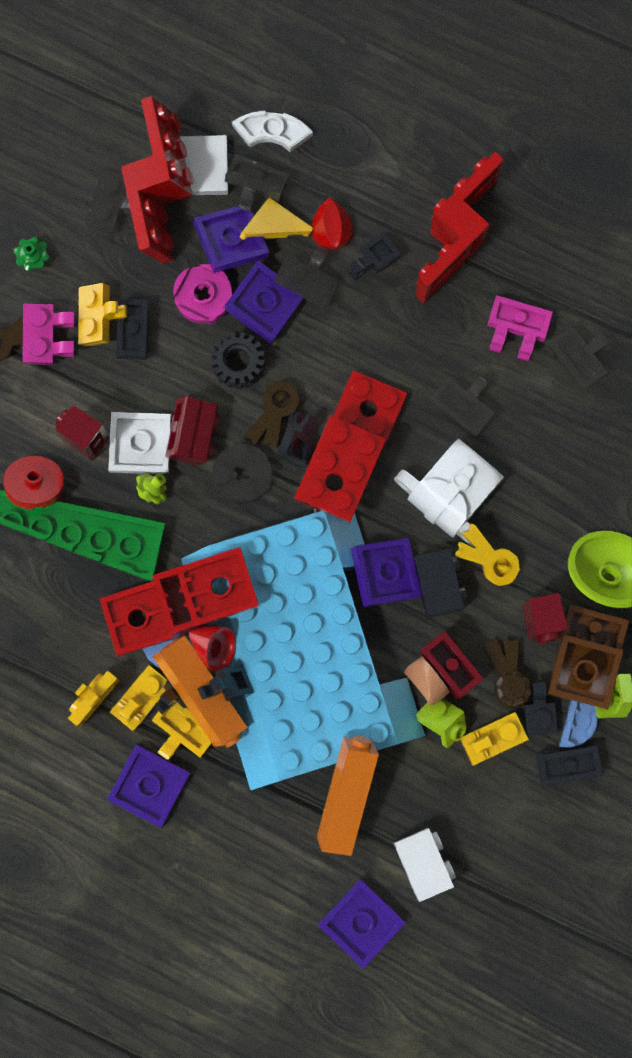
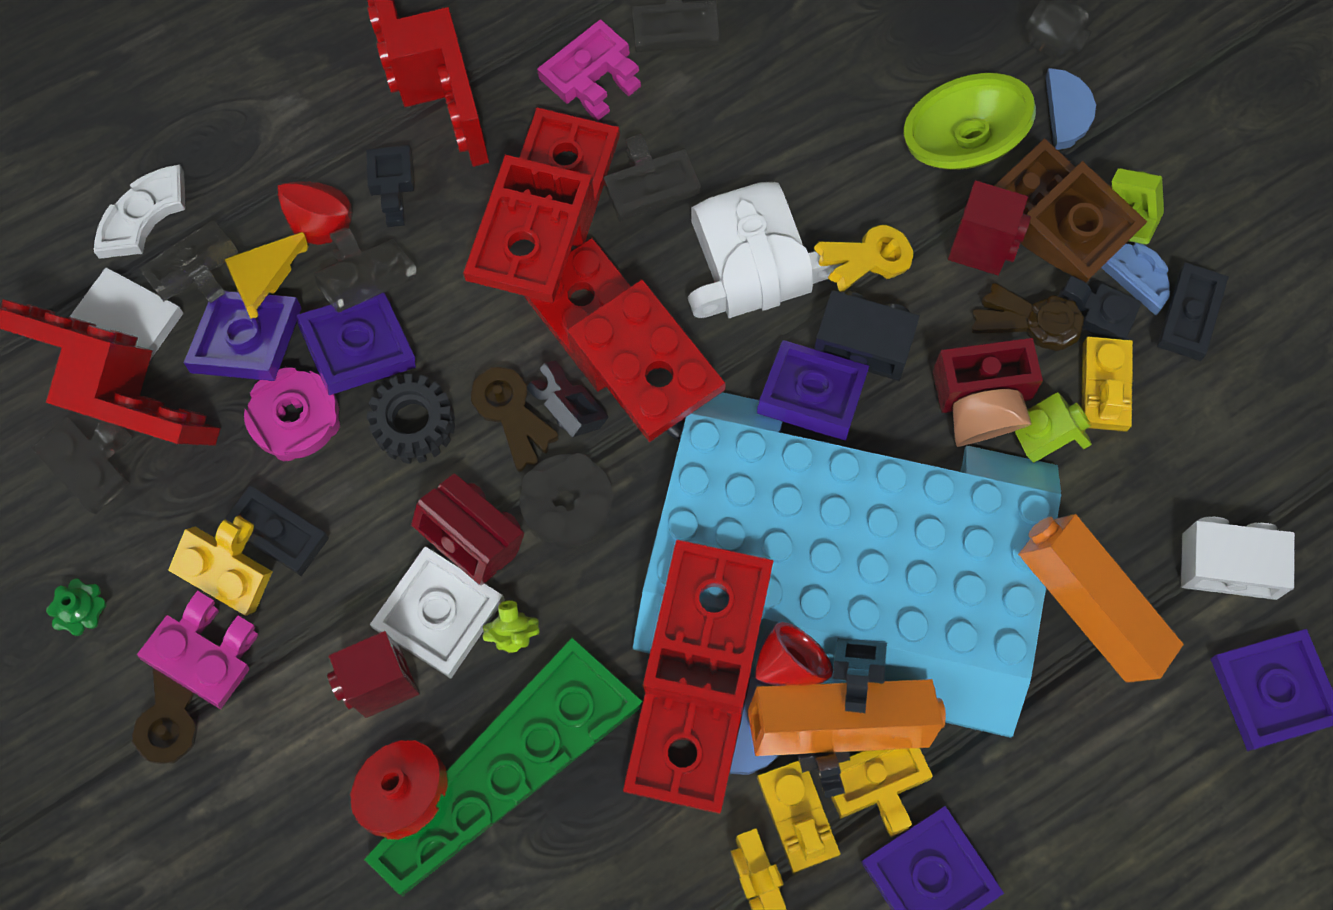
camera: 55 degrees left, 10 degrees down
(406, 353) = (542, 204): none -> red bracket

